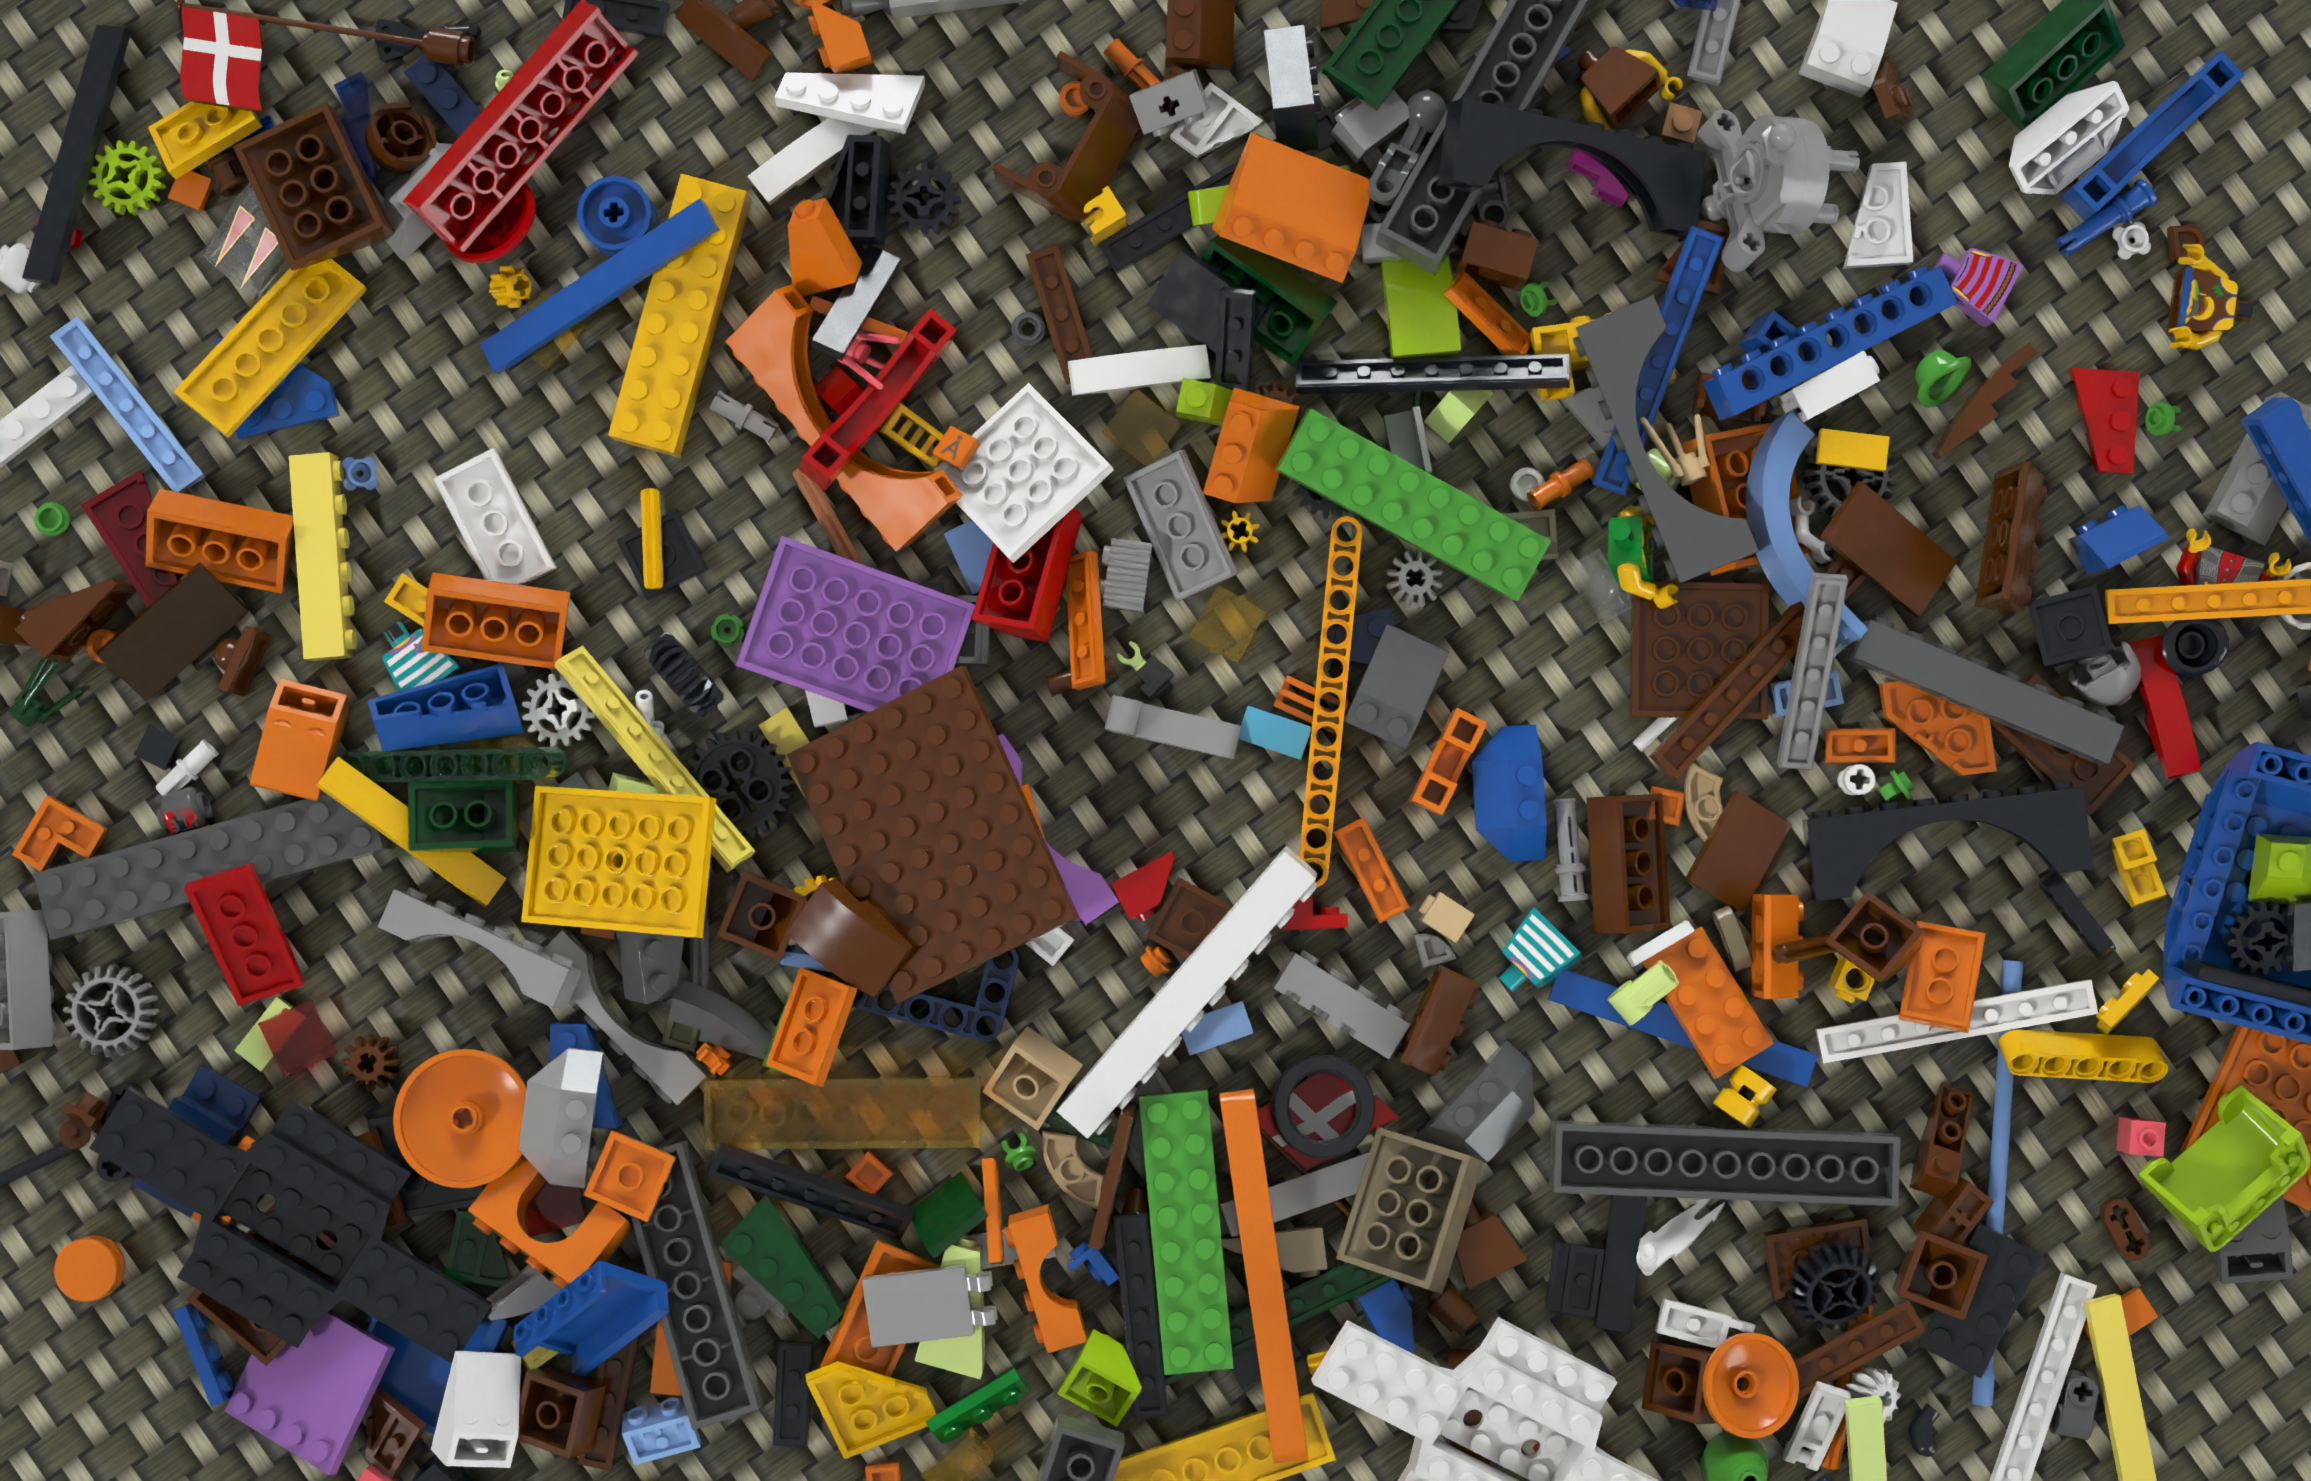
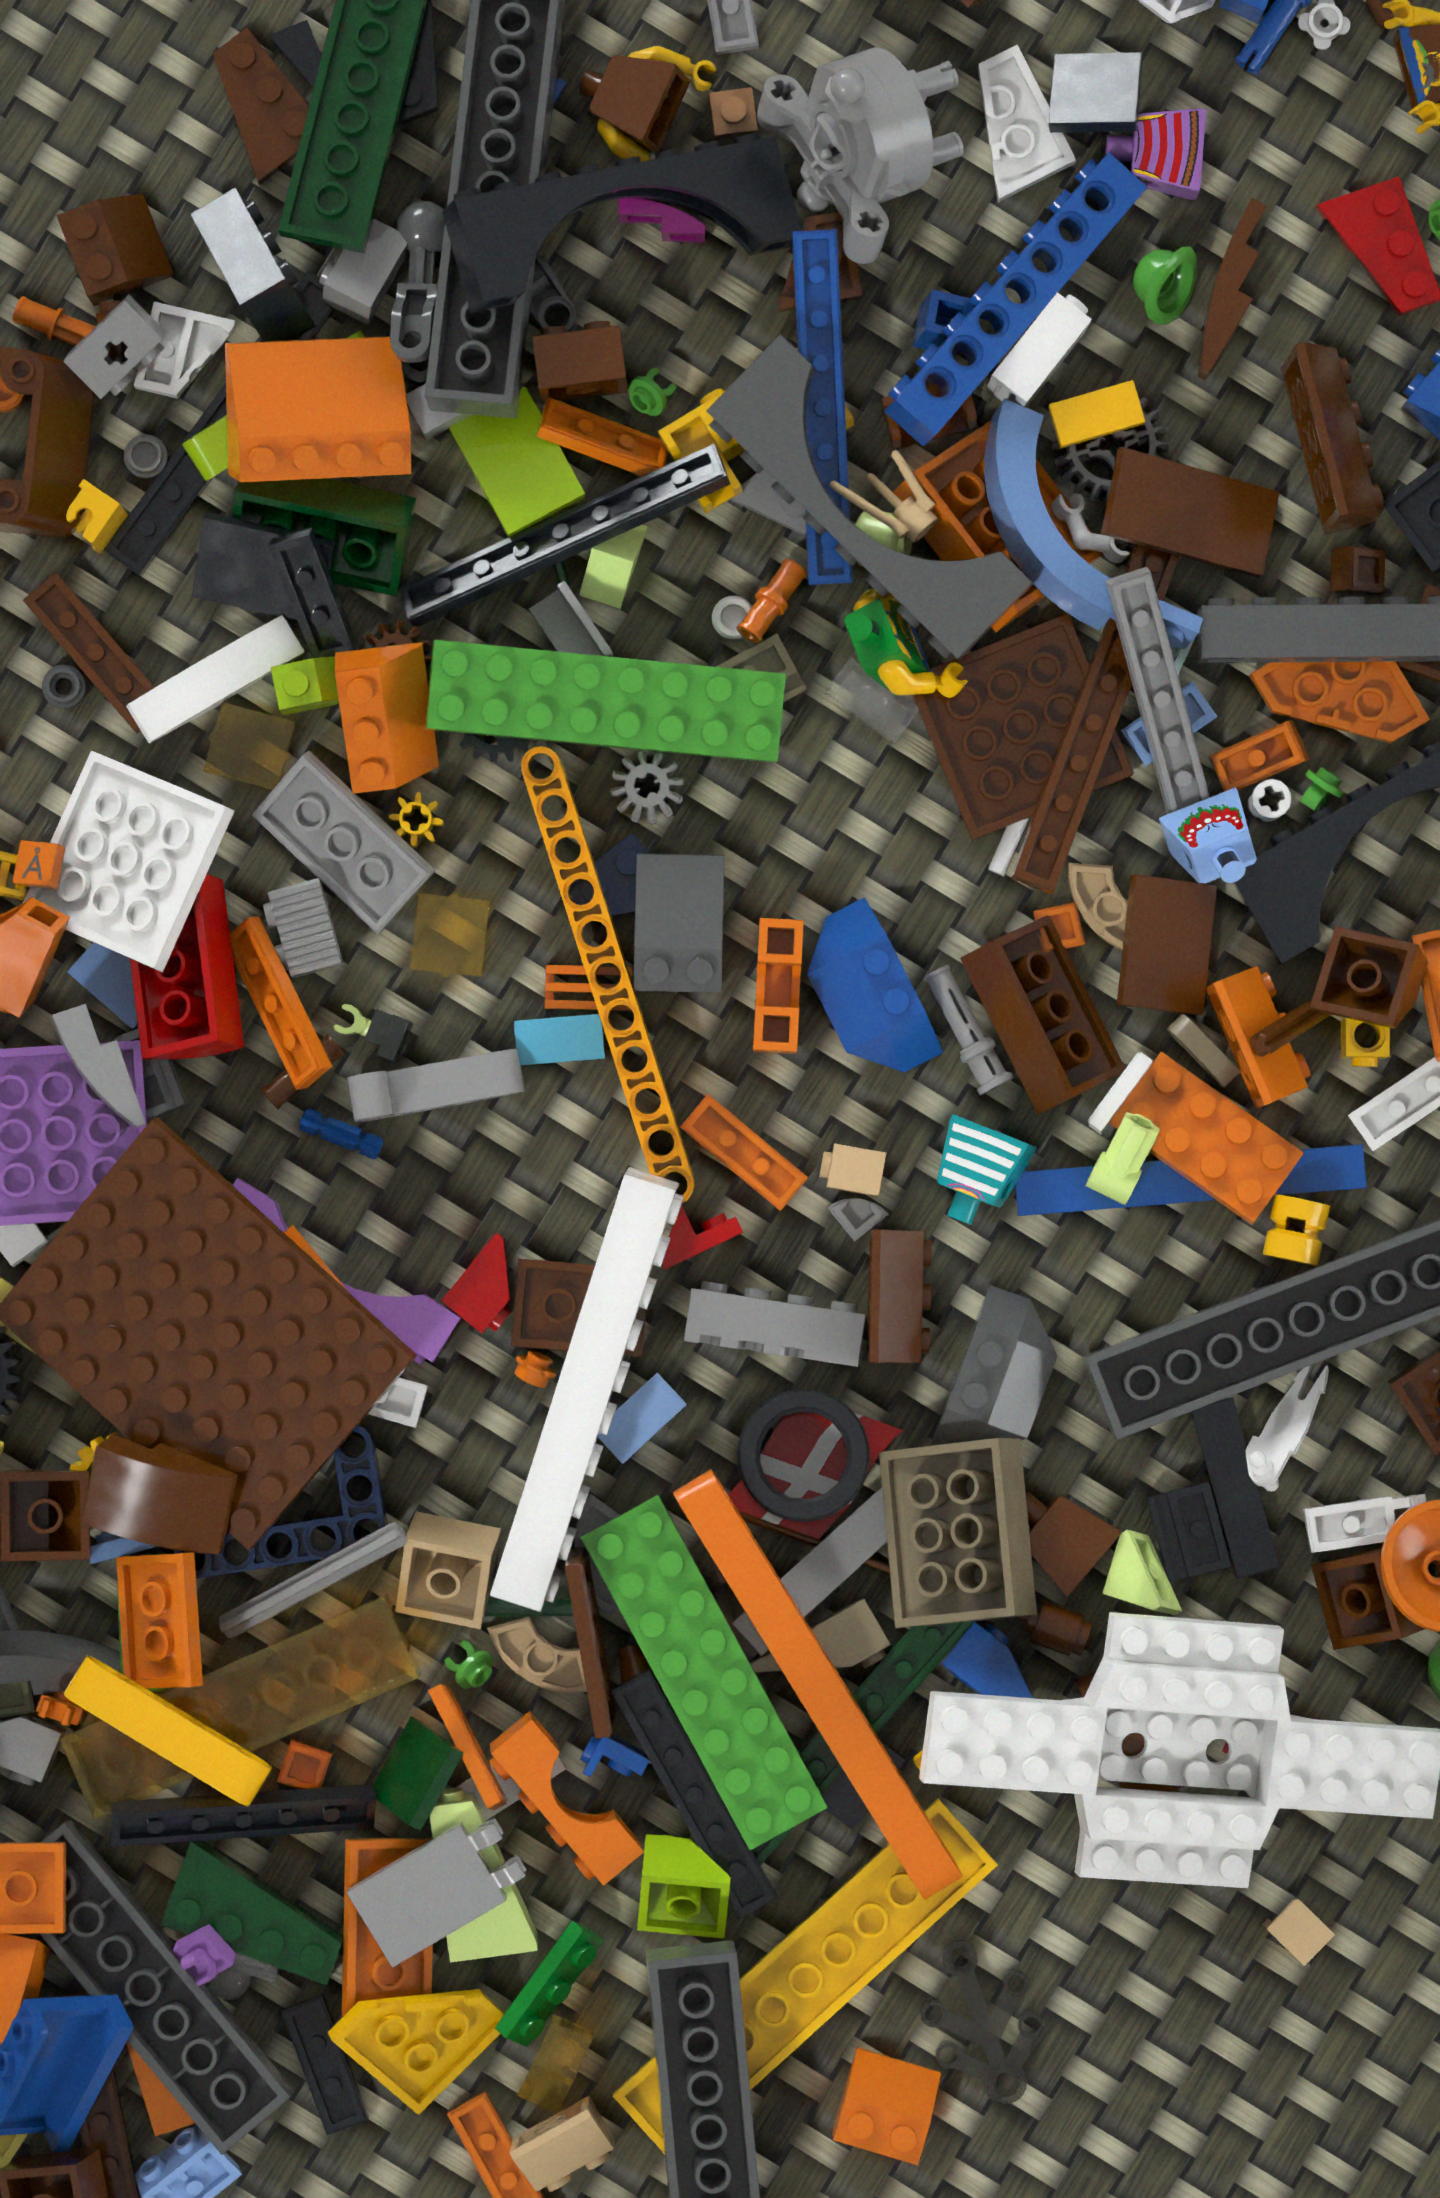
camera: 20 degrees left, 0 degrees up
(741, 1279) = (204, 1954): none -> medium lavender tile
(784, 1108) = (167, 1730): none -> yellow beam
(933, 1044) = (312, 1580): none -> light grey axle
(939, 611) = (98, 1064): none -> light grey slope
(1089, 733) = (341, 1133): none -> blue axle
(1156, 189) = (145, 456): none -> light grey plate
(1526, 1296) = (1139, 1575): none -> yellowish green slope
(1804, 789) = (1211, 838): none -> light blue torso
(1948, 219) = (1095, 92): none -> tile
(1988, 641) = (1357, 570): none -> reddish brown slope

